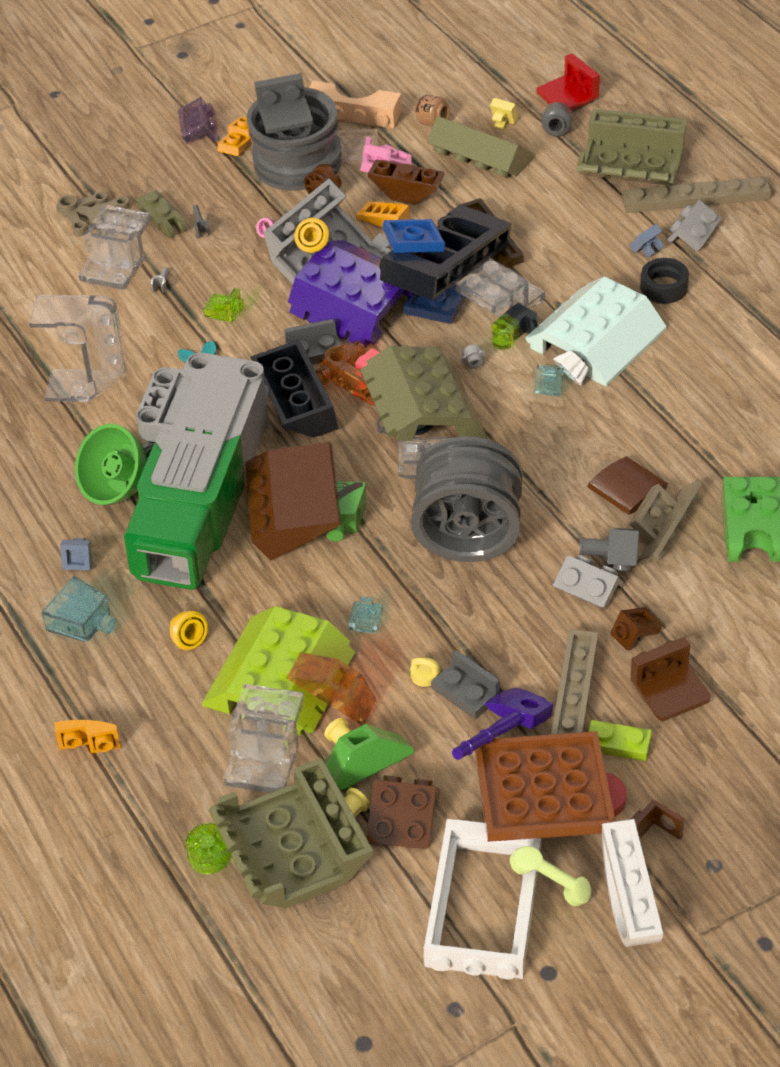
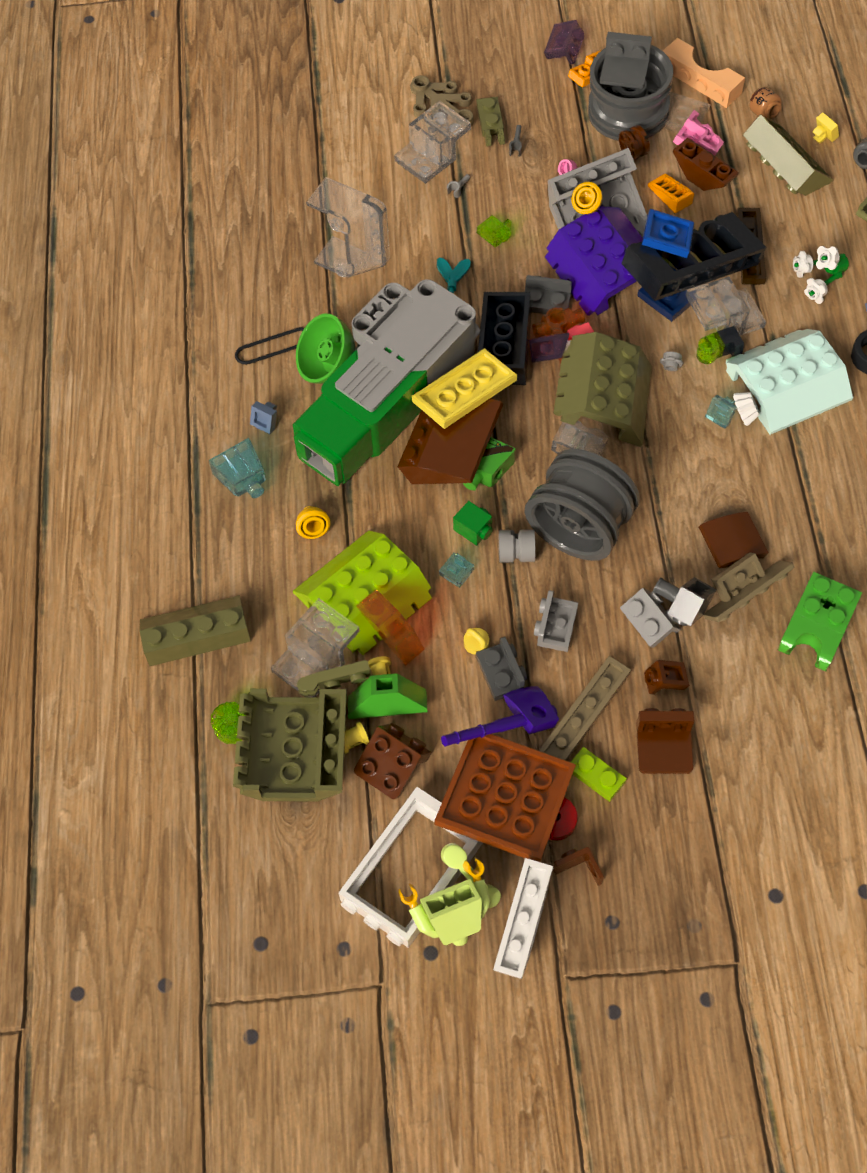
camera: 25 degrees right, 15 degrees up
(37, 485) = (265, 340): none -> black piece
(97, 734) = (198, 587): light orange slope -> none
(117, 780) = (194, 631): none -> olive slope
(283, 443) = (464, 388): none -> light yellow tile
(302, 752) = (333, 678): none -> olive hinge
(345, 382) = (548, 347): none -> slope
(359, 567) = (473, 523): none -> green brick
(415, 569) = (516, 546): none -> light grey wheel
(498, 622) = (556, 622): none -> light grey bracket
(554, 910) = (453, 911): none -> yellowish green torso
(578, 218) = (829, 260): none -> white plant

